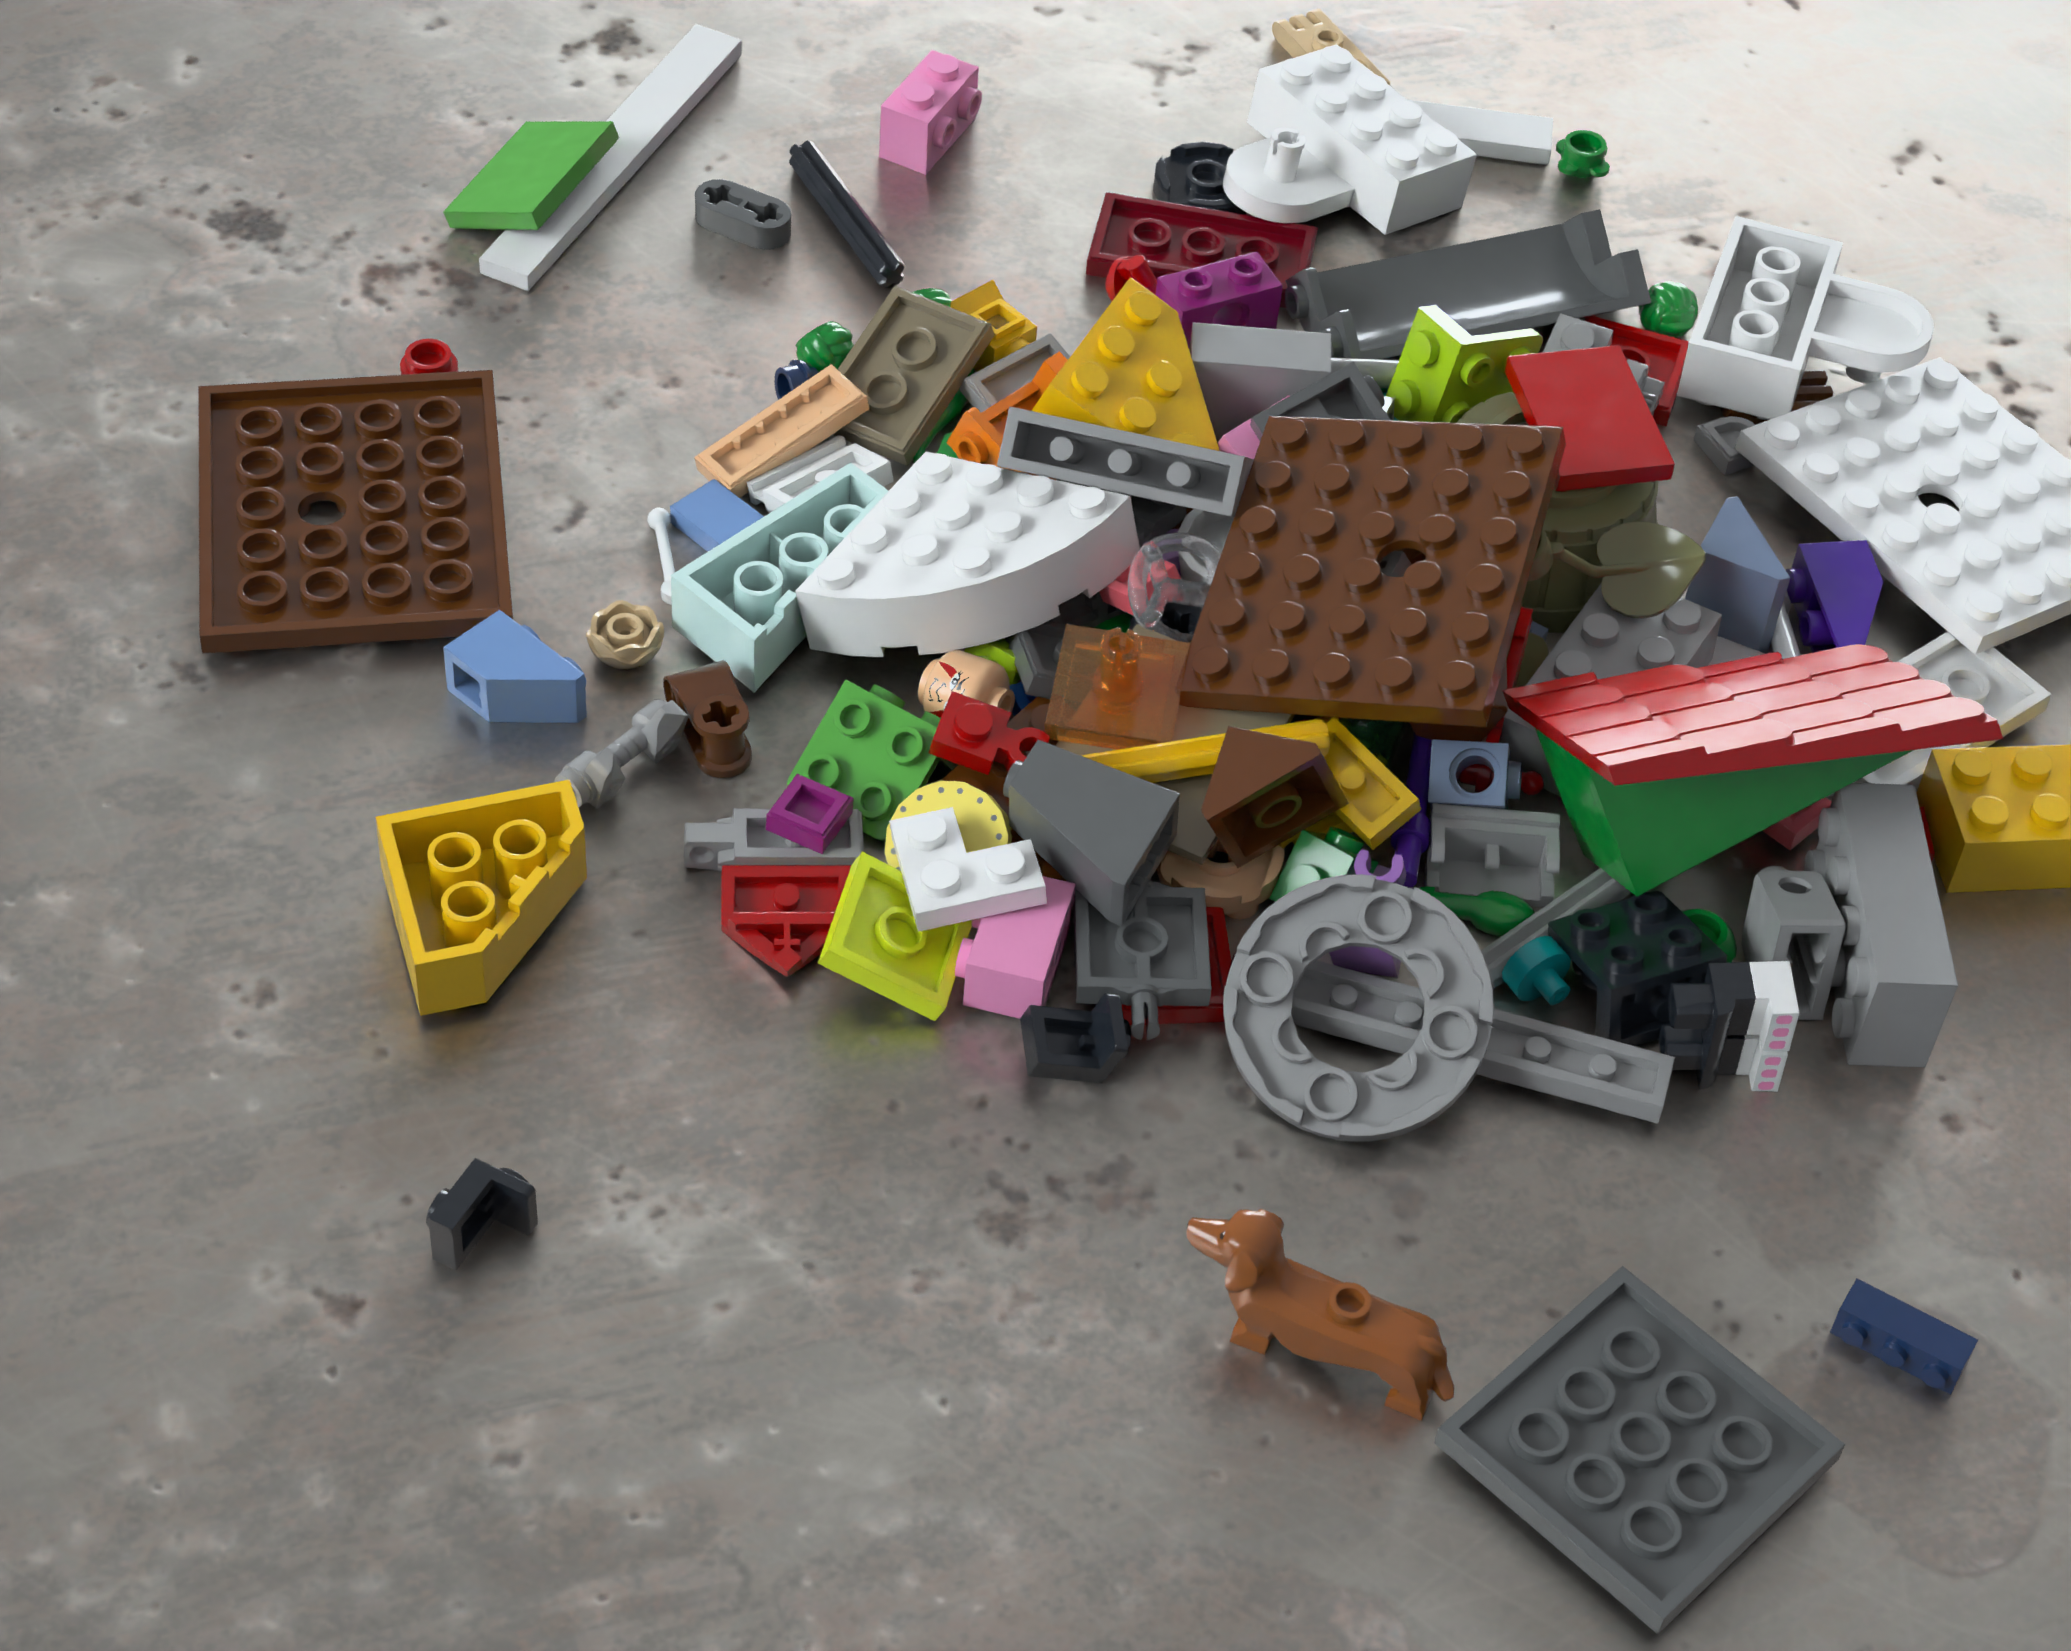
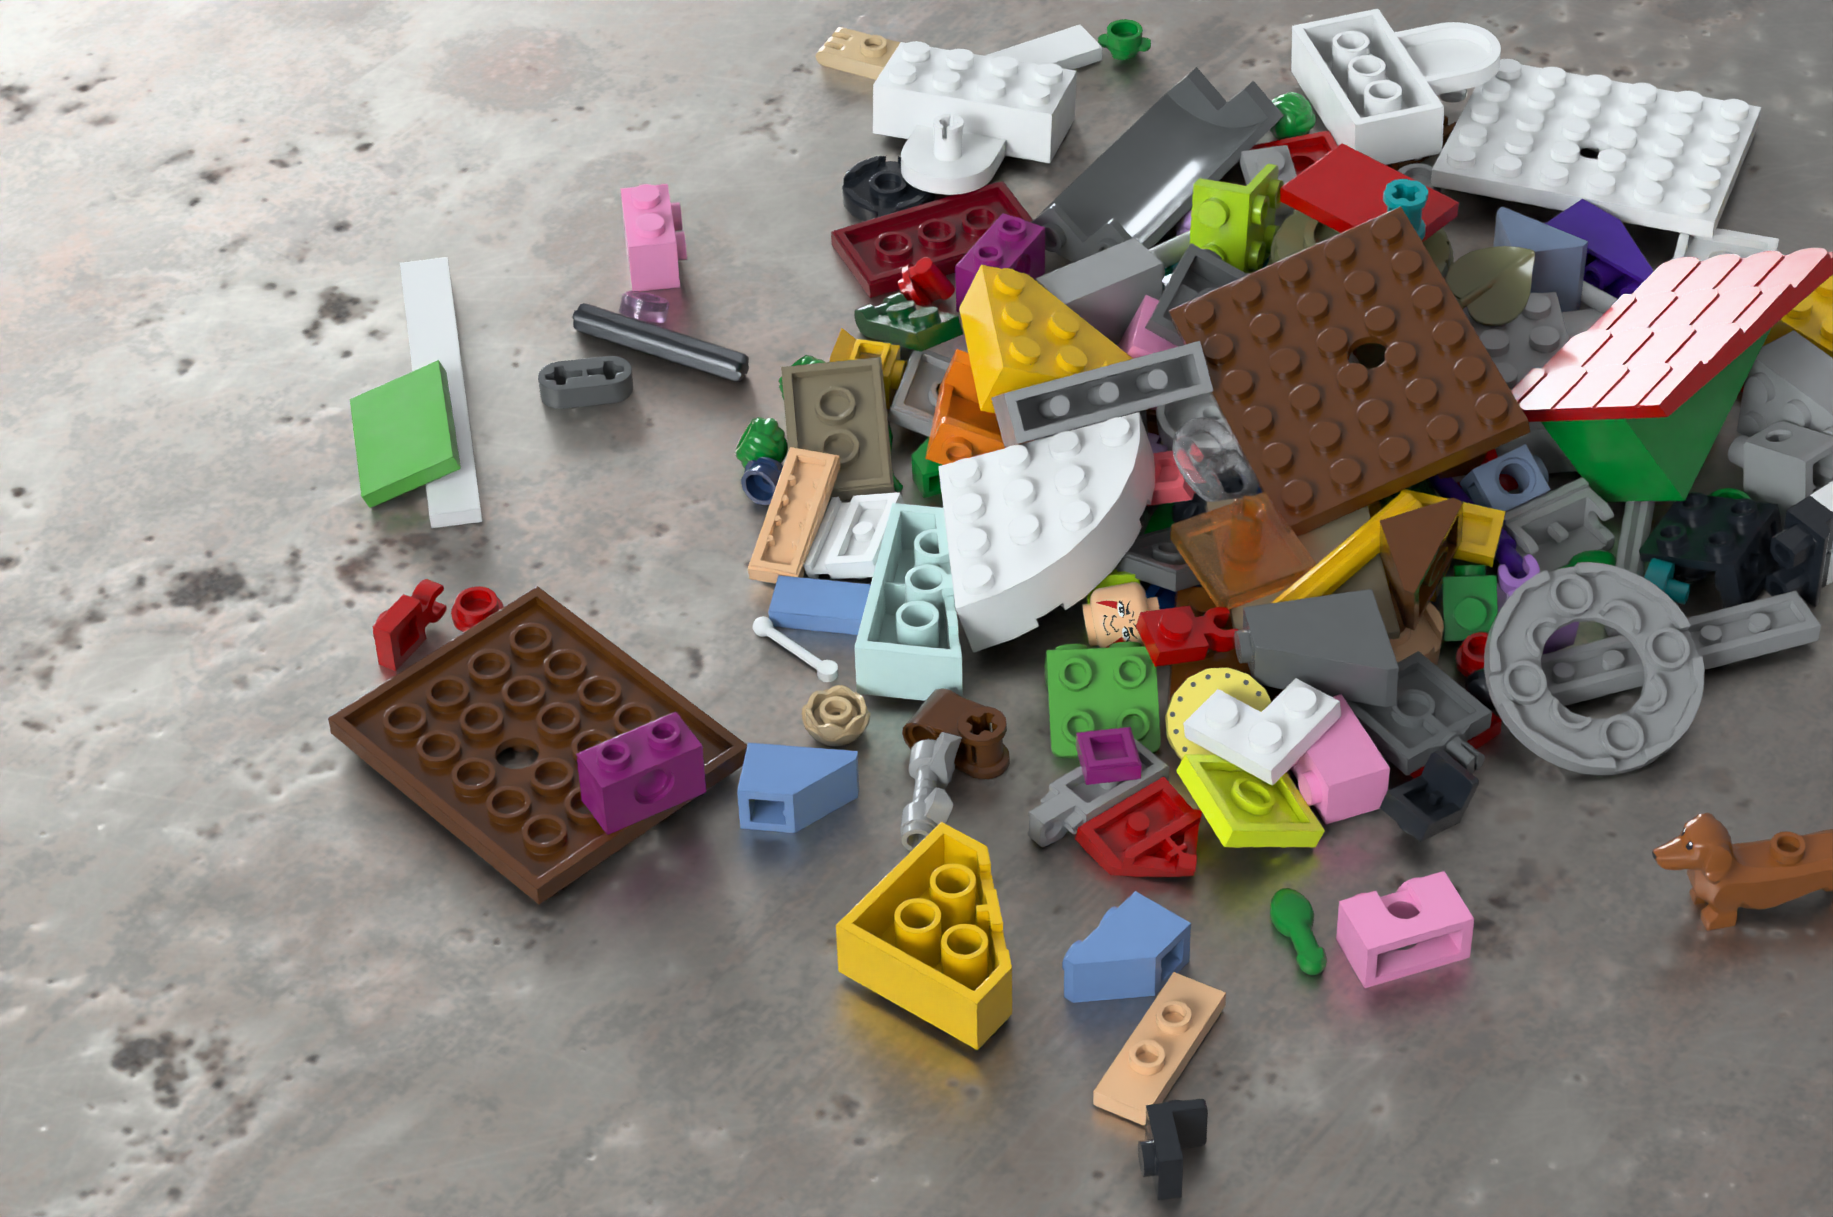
camera: 30 degrees left, 5 degrees down
(348, 342) = (402, 627): none -> red plate
(372, 581) = (641, 773): none -> magenta brick
(581, 1117) = (1159, 1048): none -> light nougat plate
(634, 1010) = (1127, 953): none -> medium blue slope
(836, 1076) = (1294, 919): none -> green piece
(861, 172) = (644, 306): none -> clear purple tile
(897, 1133) = (1419, 912): none -> bright pink brick
(1068, 309) = (906, 323): none -> dark green plate
(1586, 449) = (1411, 197): none -> teal bush

